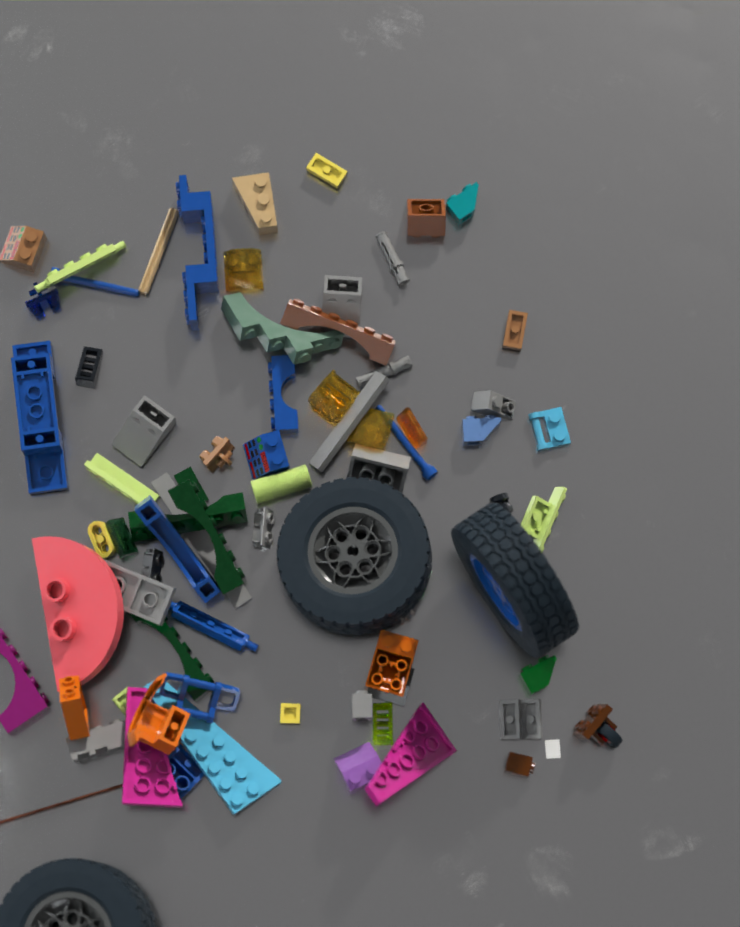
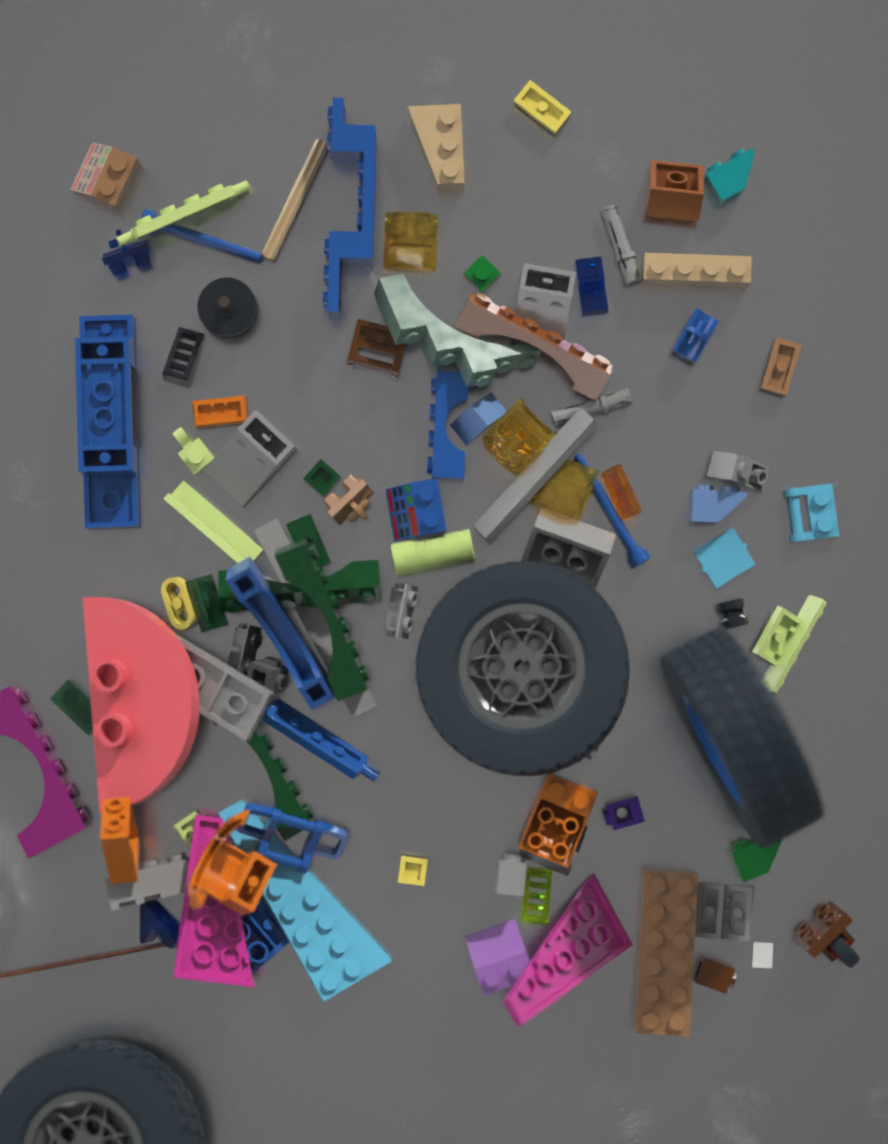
camera: 10 degrees right, 10 degrees up
(32, 620) = (75, 705): none -> clear green plate
(103, 433) = (195, 453): none -> yellowish green plate
(106, 772) = (157, 922): none -> clear blue slope
(118, 329) = (227, 308): none -> black wheel
(118, 401) = (219, 411): none -> orange plate
(174, 580) = (269, 674): none -> dark grey brick
(196, 440) = (322, 477): none -> dark green plate
(227, 340) = (377, 339): none -> reddish brown plate
(296, 288) = (482, 273): none -> green plate
(303, 387) = (478, 418): none -> medium blue slope
(374, 288) = (591, 286): none -> clear blue slope
(442, 648) = (633, 816): none -> dark purple brick
(447, 269) = (696, 270): none -> tan brick
(451, 314) = (695, 335): none -> blue hips
(481, 751) = (665, 952): none -> medium nougat brick
(491, 467) = (724, 557): none -> medium azure piece

